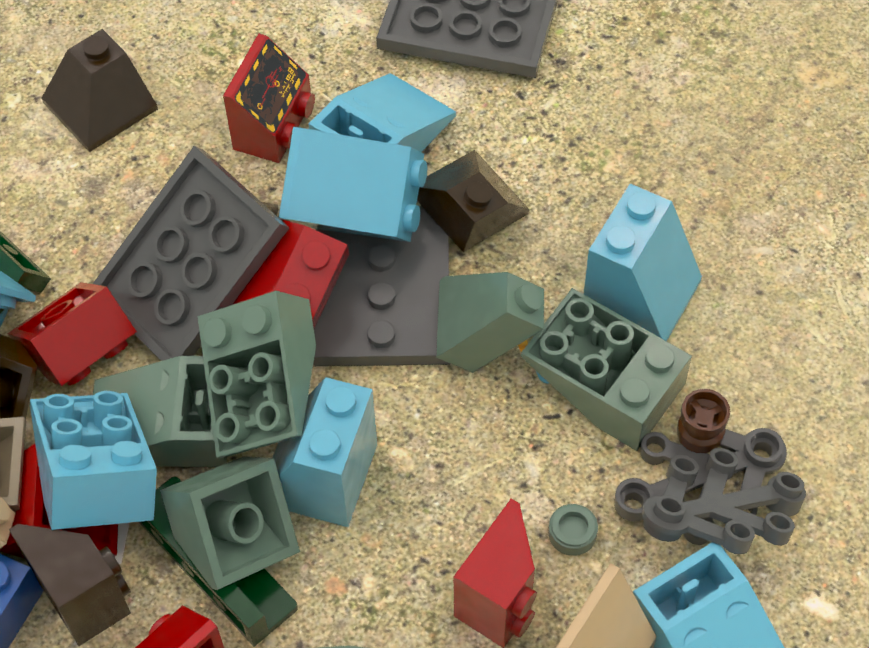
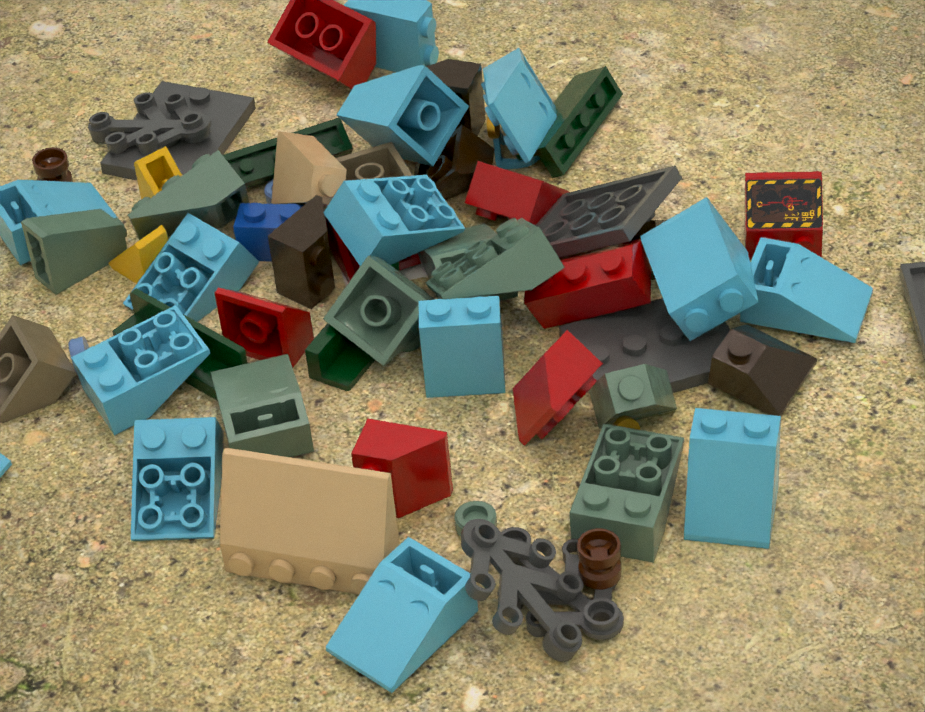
camera: 75 degrees right, 15 degrees down
(97, 91) = (750, 136): dark brown slope -> none
(441, 386) = (553, 387): none -> red slope

